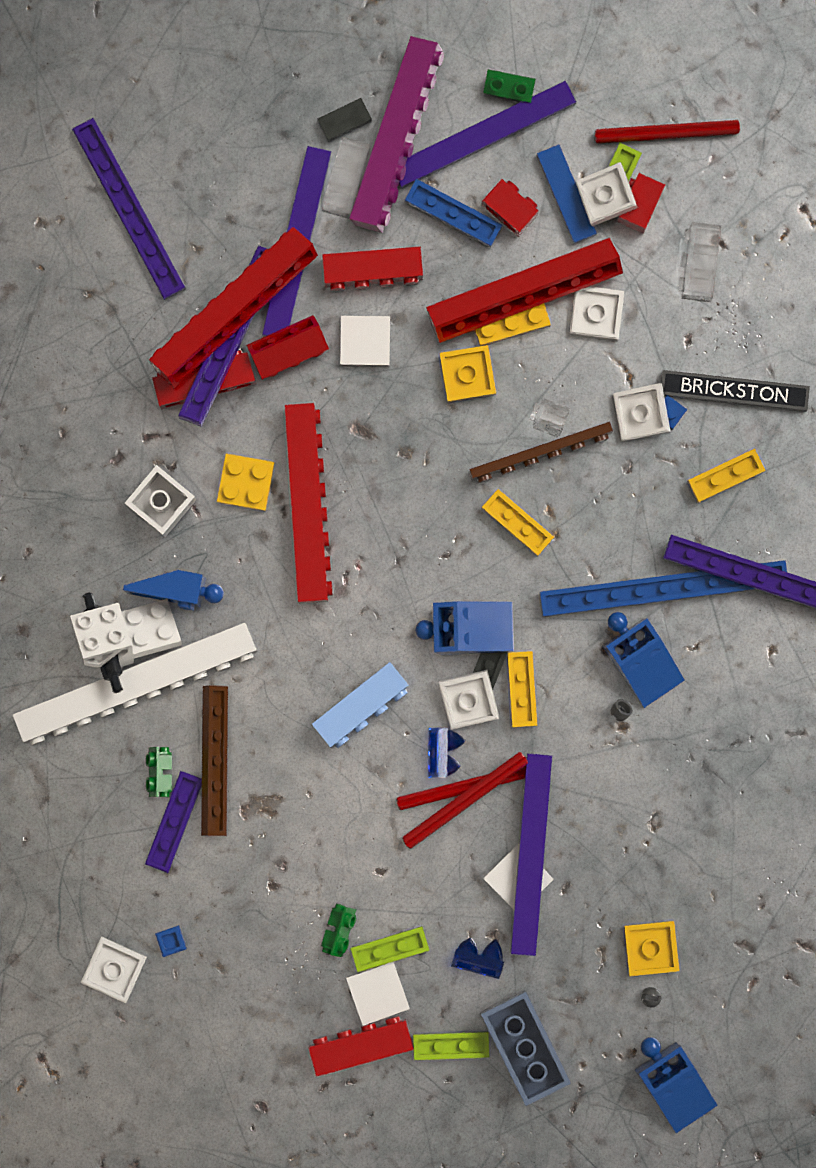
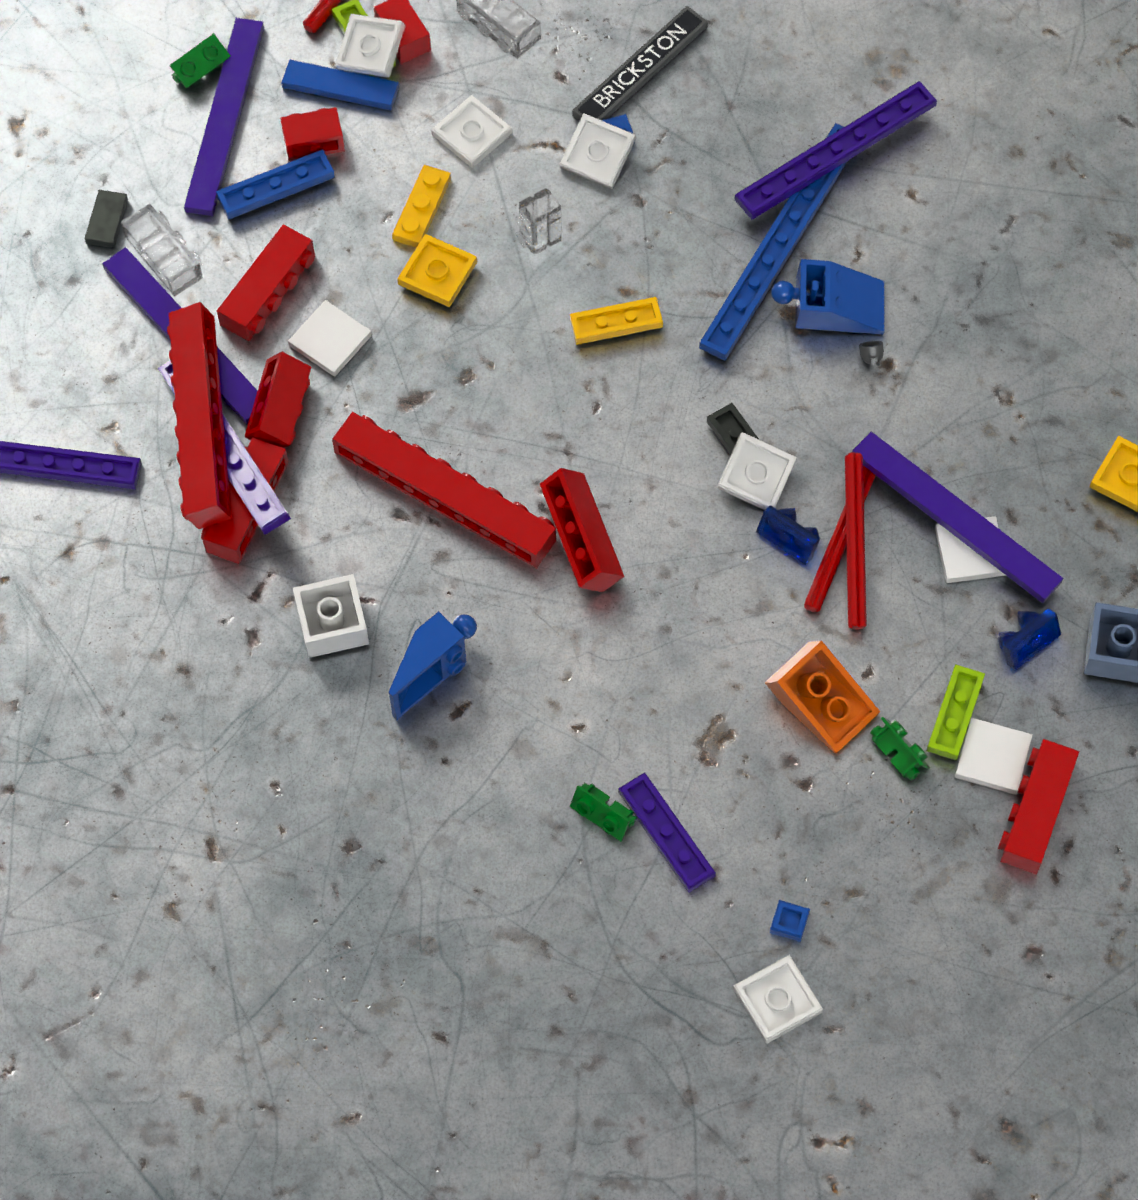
camera: 50 degrees left, 20 degrees down
(116, 637) = (437, 741): white piece -> none
(138, 681) = (493, 771): white brick -> none
(214, 761) = (634, 747): reddish brown plate -> none
(245, 482) = (376, 533): yellow plate -> none
(337, 855) = (822, 695): none -> orange slope
(340, 616) = (581, 530): none -> red brick
(360, 705) = (685, 574): light blue brick -> none
(397, 134) = (161, 180): magenta brick -> none
(451, 1045) = (1100, 719): lime plate -> none
(475, 629) = (688, 419): blue slope -> none
(522, 689) = (783, 422): yellow plate -> none
(524, 290) = (399, 170): red brick -> none
(551, 449) = (562, 266): reddish brown plate -> none
(726, 475) = (715, 122): yellow plate -> none

